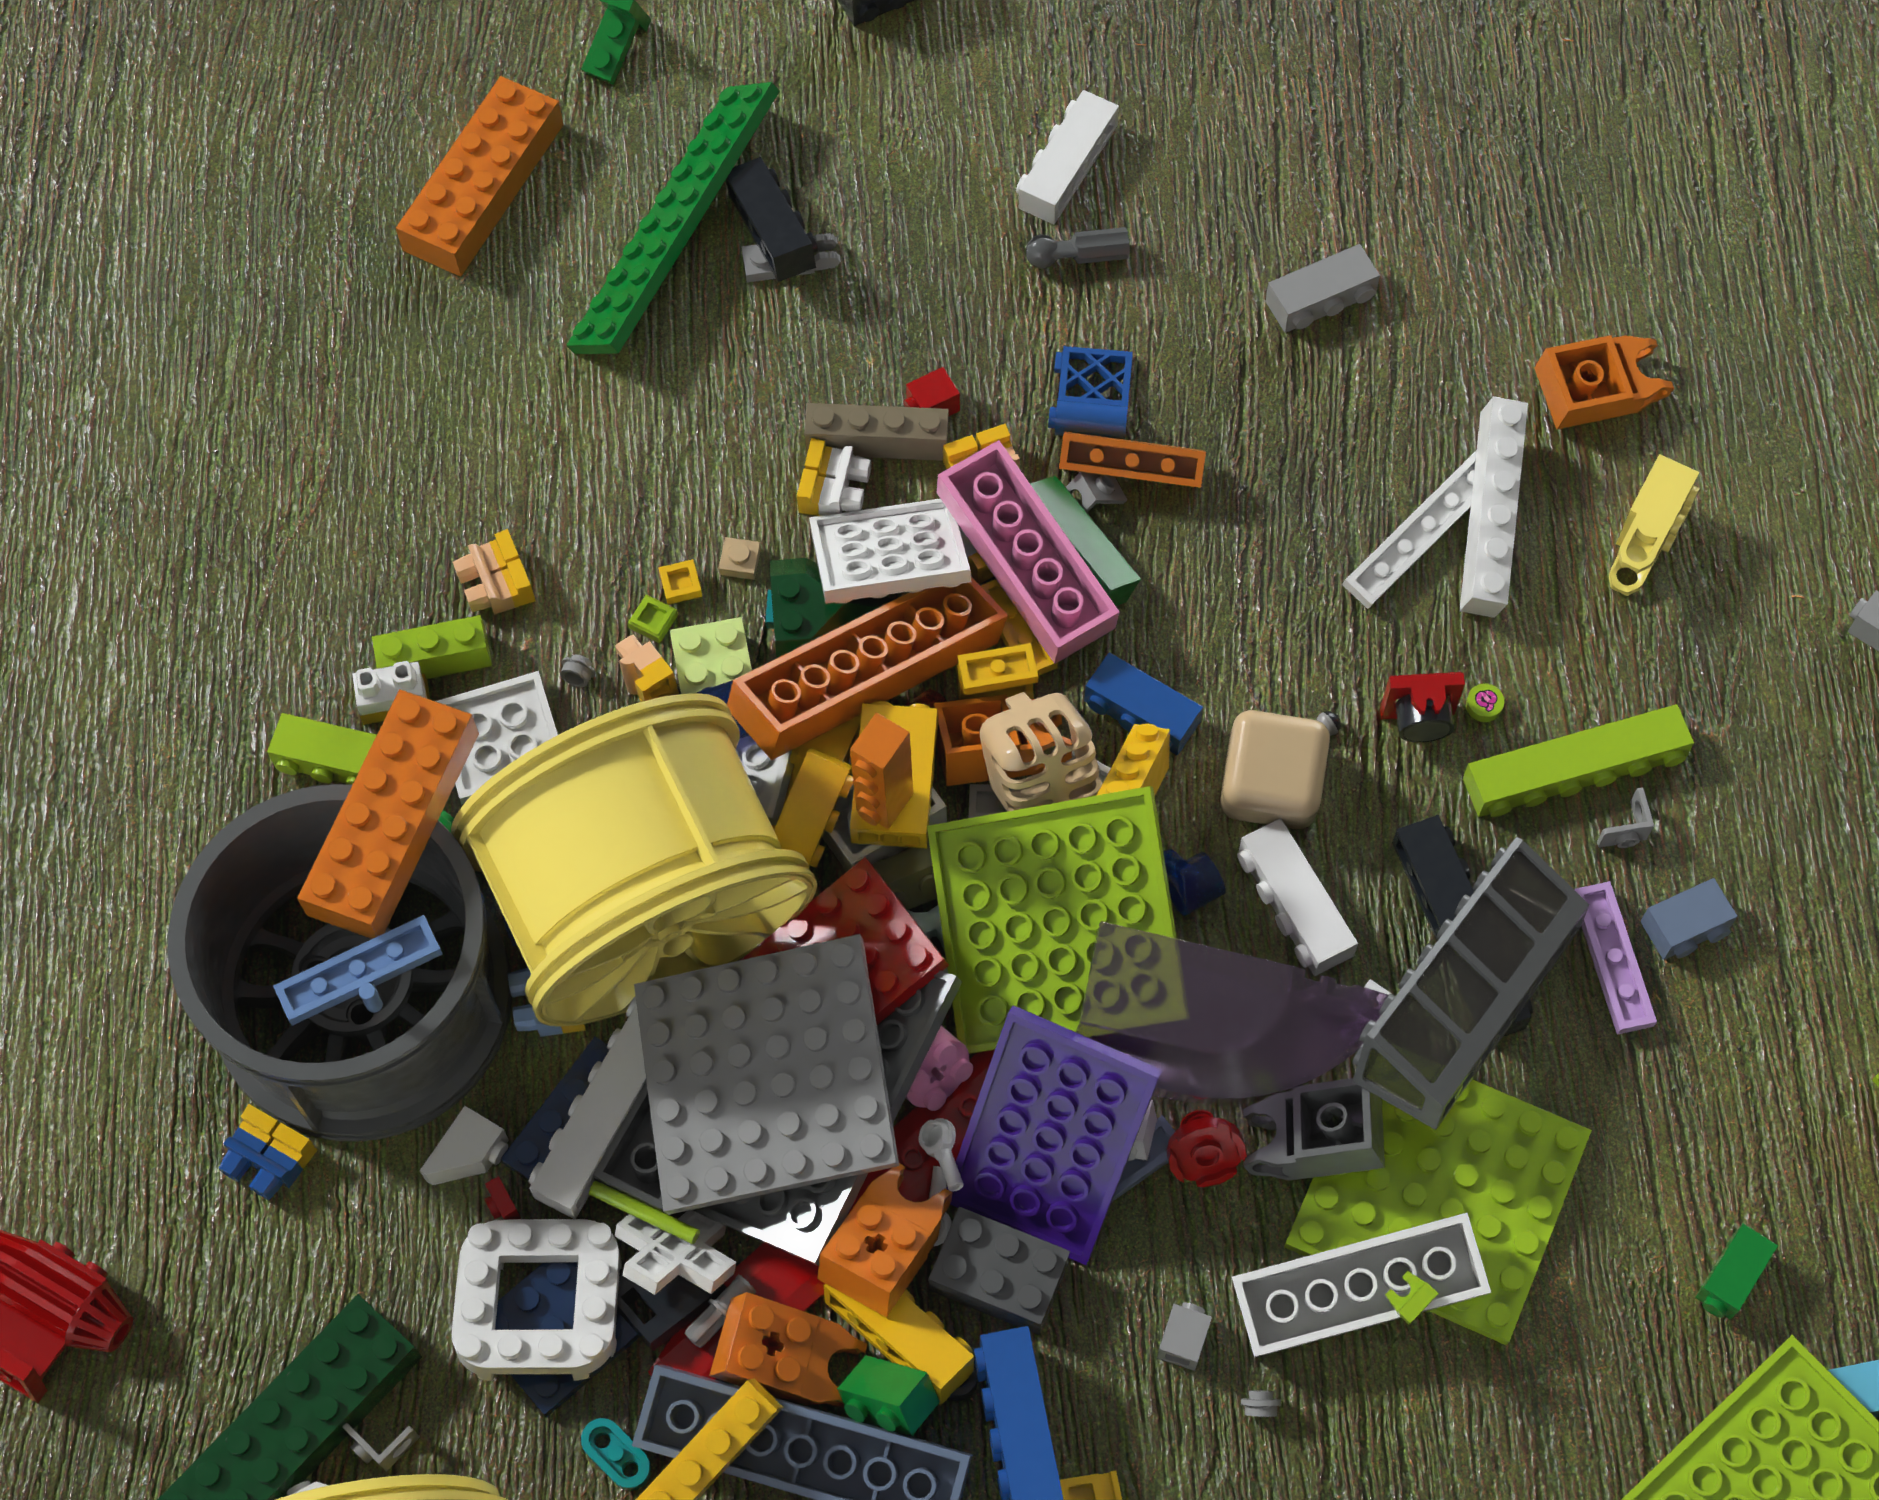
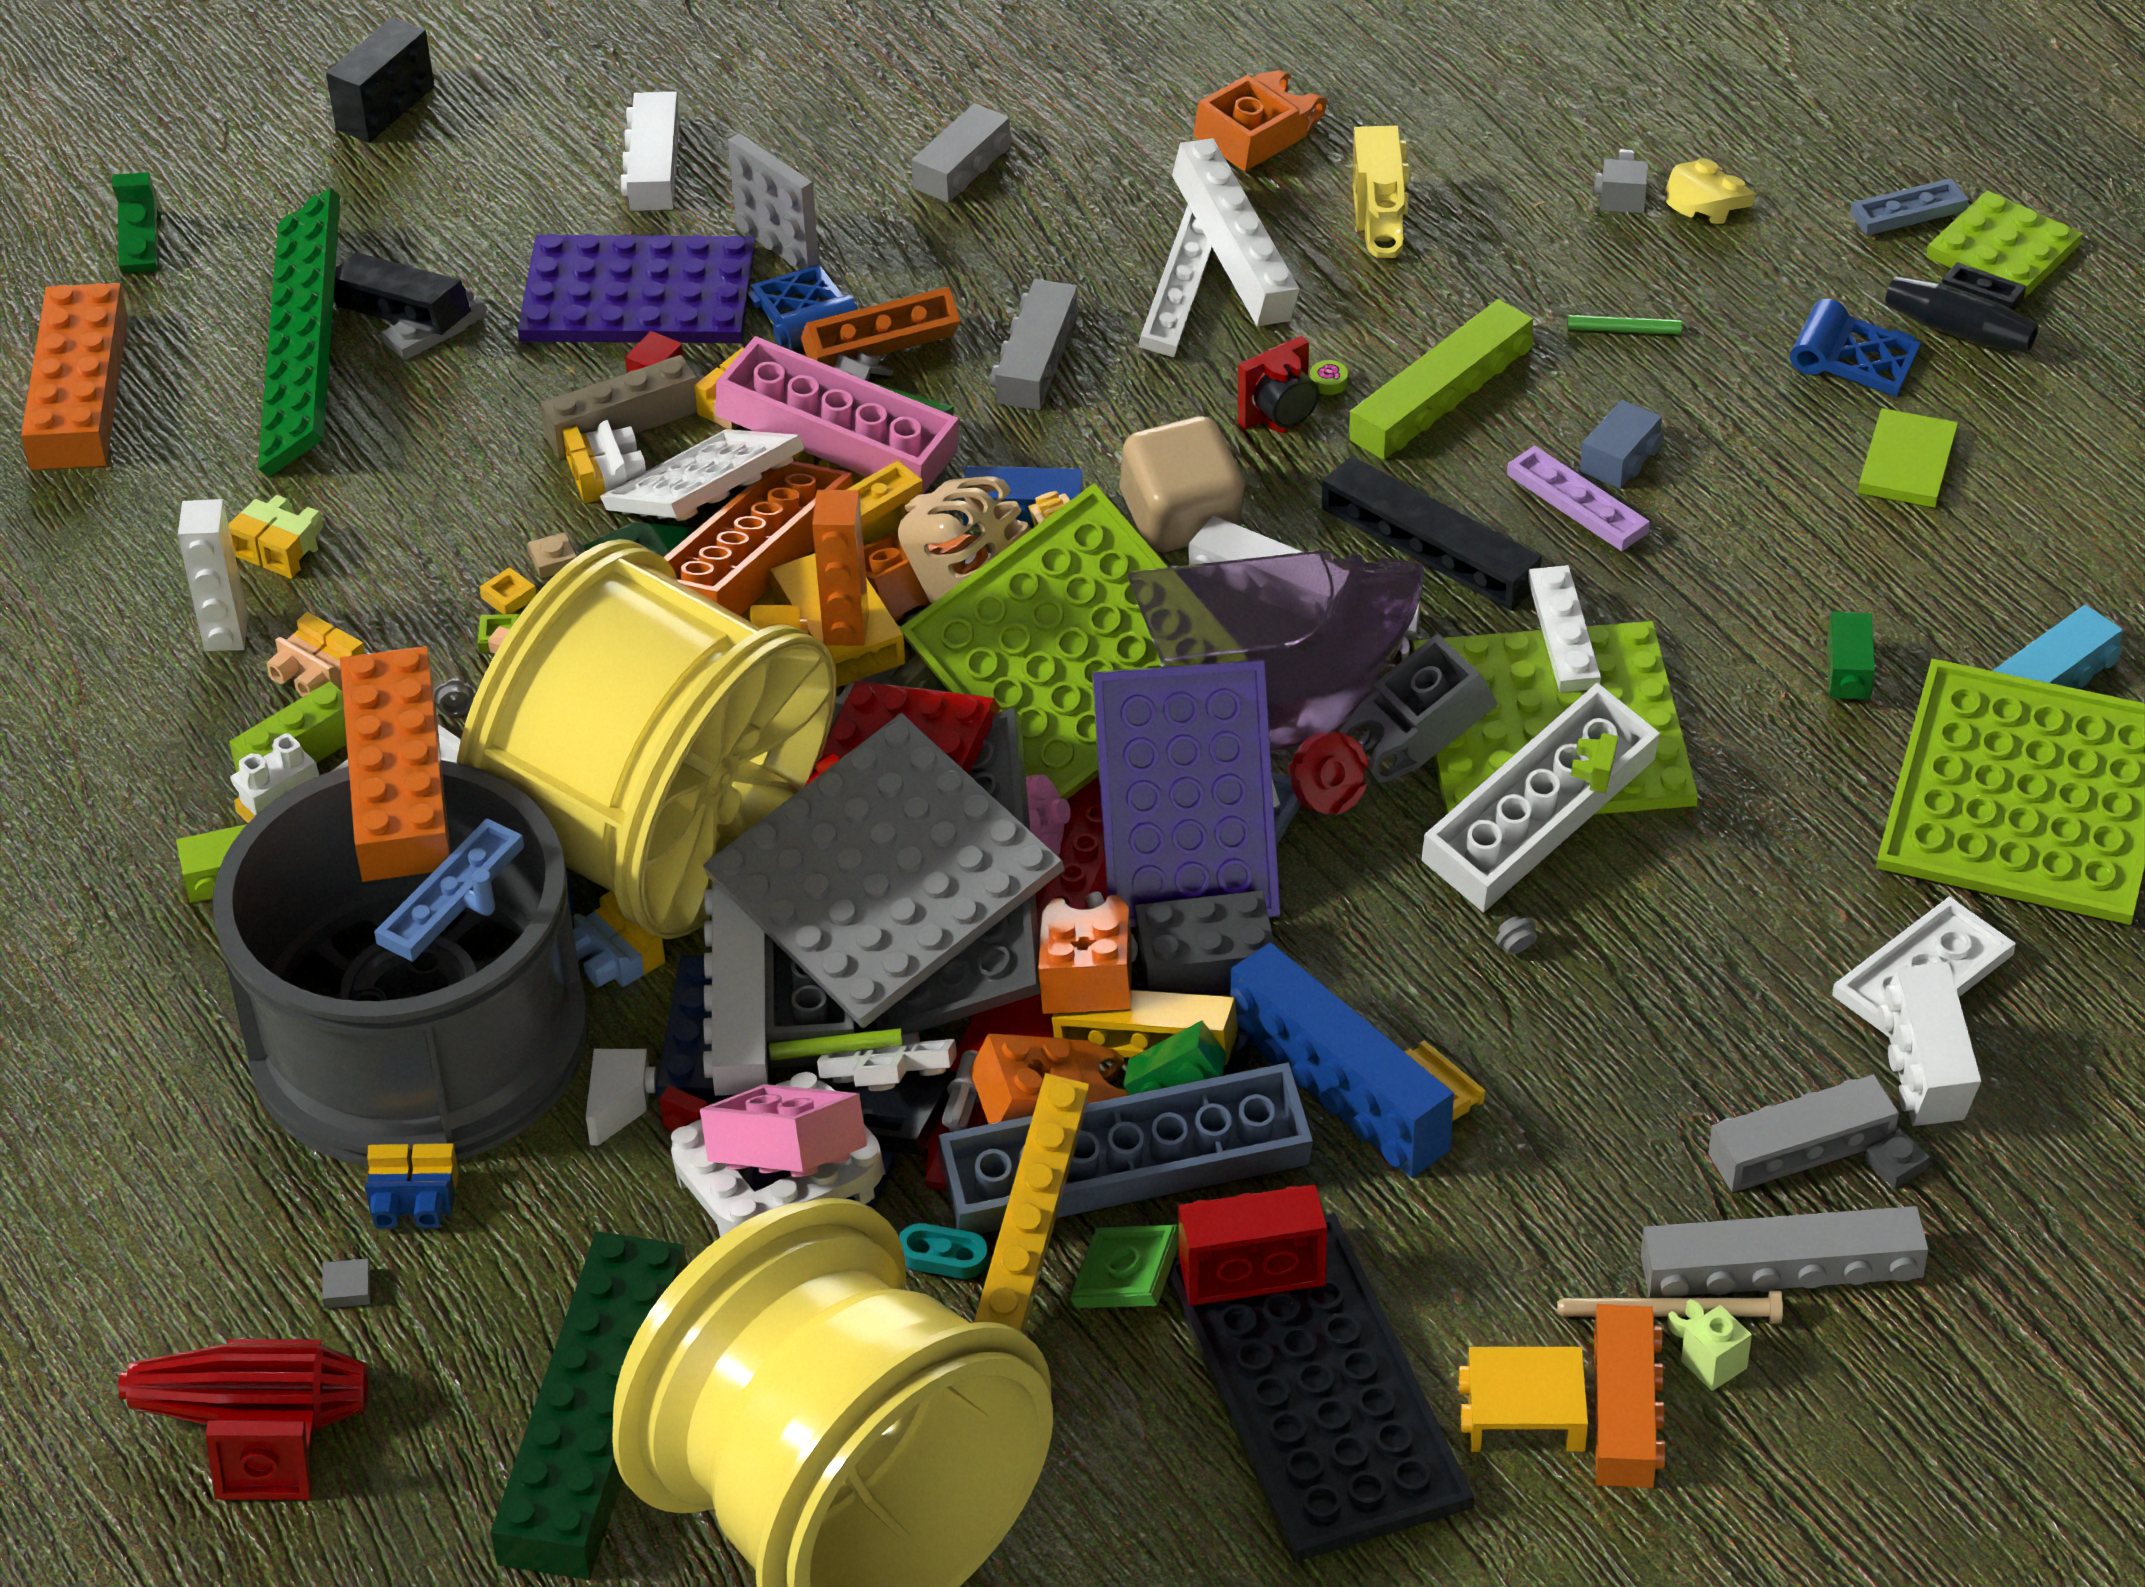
camera: 30 degrees left, 20 degrees down
(173, 1215) = (346, 1283): none -> light grey tile
(440, 467) = (213, 575): none -> white brick
(534, 428) = (275, 535): none -> hips
(534, 1296) = (783, 1129): none -> bright pink brick
(938, 1140) = (1082, 870): white plate -> none
(972, 302) = (636, 285): none -> dark purple plate
(1084, 247) = (715, 207): dark grey piece -> none
(1116, 282) = (773, 203): none -> light grey plate
(1184, 1335) = (1411, 918): light grey brick -> none
(1255, 538) = (1035, 344): none -> light grey brick
(1469, 985) = (1473, 539): window -> none
(1503, 1104) = (1564, 628): none -> white plate
(1630, 834) = (1523, 407): light grey bracket -> none
(1782, 779) = (1624, 324): none -> bright green bar

